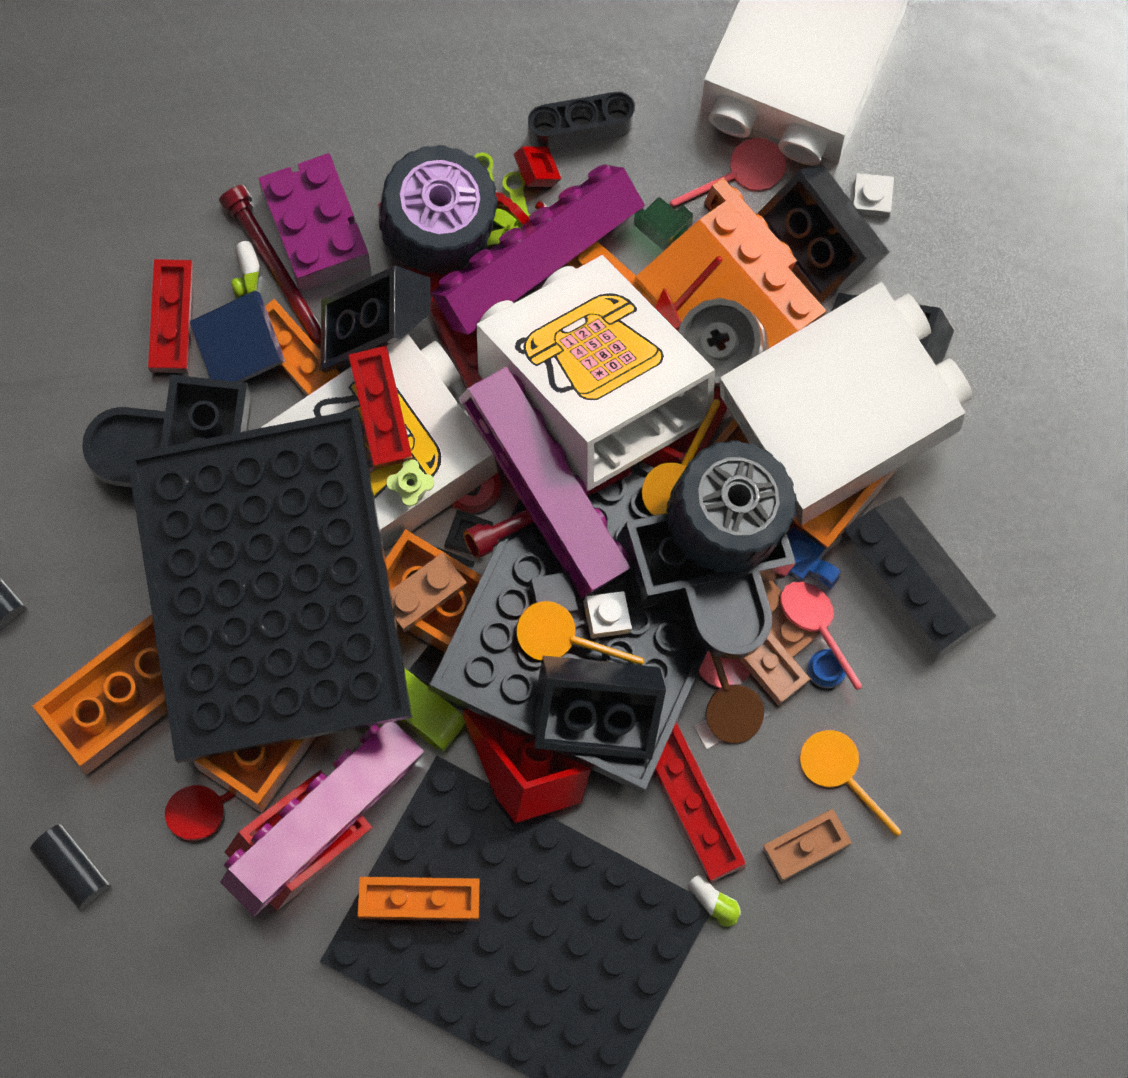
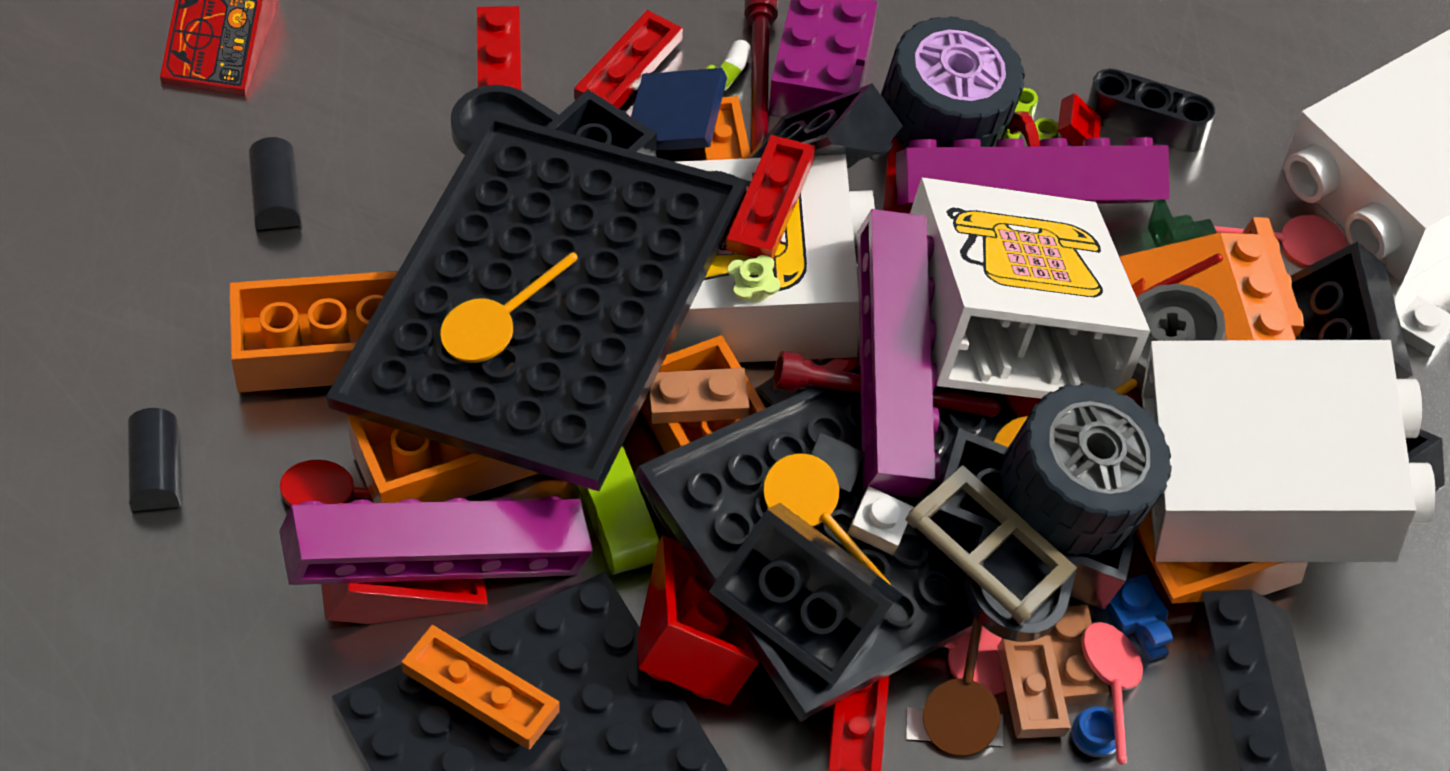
camera: 30 degrees right, 20 degrees down
(68, 369) = (498, 46): none -> red plate
(249, 644) = (483, 326): none -> light orange piece
(703, 574) = (1010, 524): none -> dark tan window

